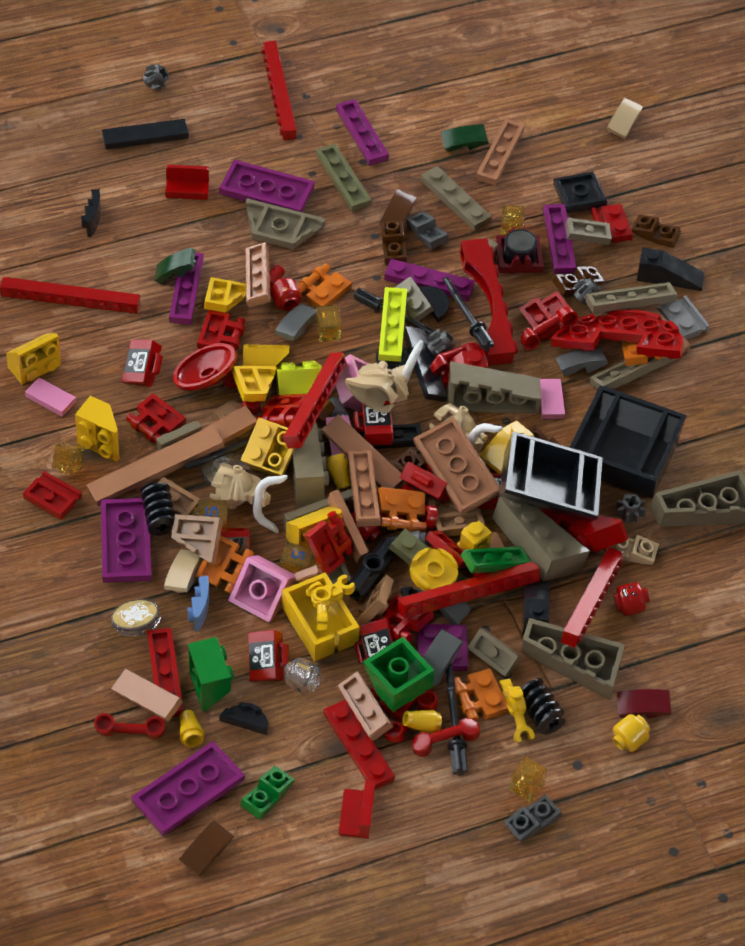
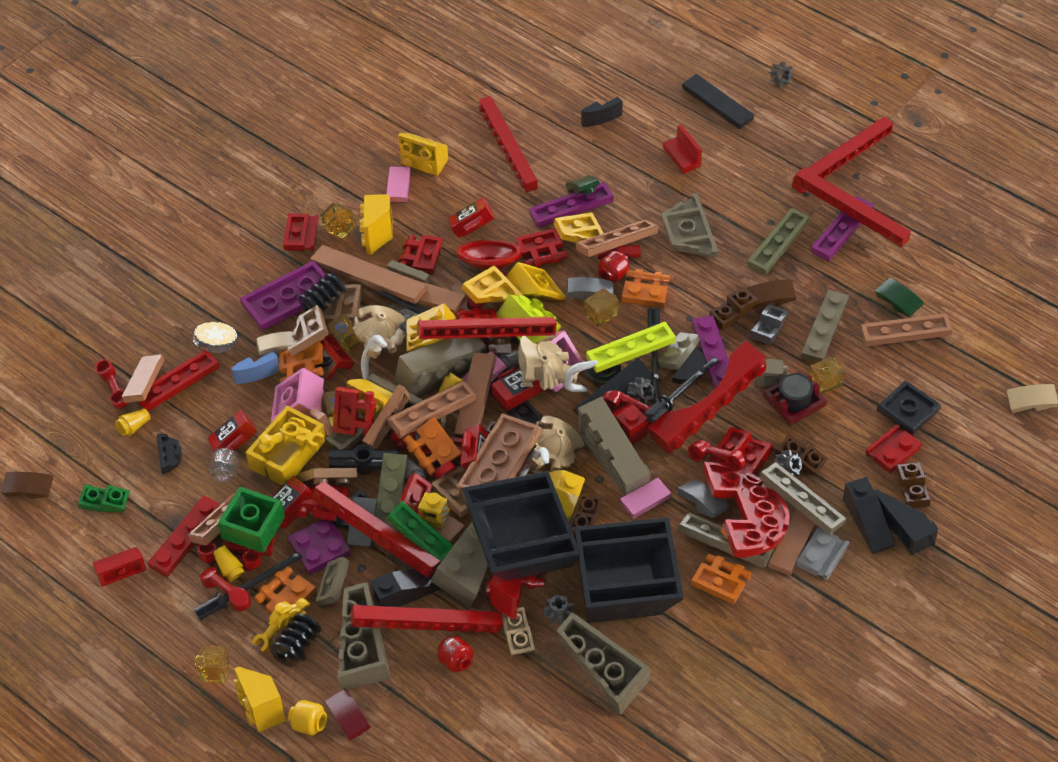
camera: 65 degrees right, 0 degrees up
(187, 788) = (76, 447): magenta plate -> none
(209, 671) = (182, 401): green slope -> none
(266, 186) = (723, 200): magenta plate -> none
(351, 111) = (852, 207): none -> red piece
(433, 569) = (377, 494): yellow tile -> none
(442, 653) = (295, 541): dark grey slope -> none
(533, 819) = (181, 689): dark grey slope -> none
(559, 246) = (837, 418): magenta plate -> none
(588, 231) = (857, 431): dark tan plate -> none
(594, 756) = (259, 698): none -> yellow slope
(672, 393) = (720, 583): none -> orange plate
(698, 251) = (908, 524): none -> black slope

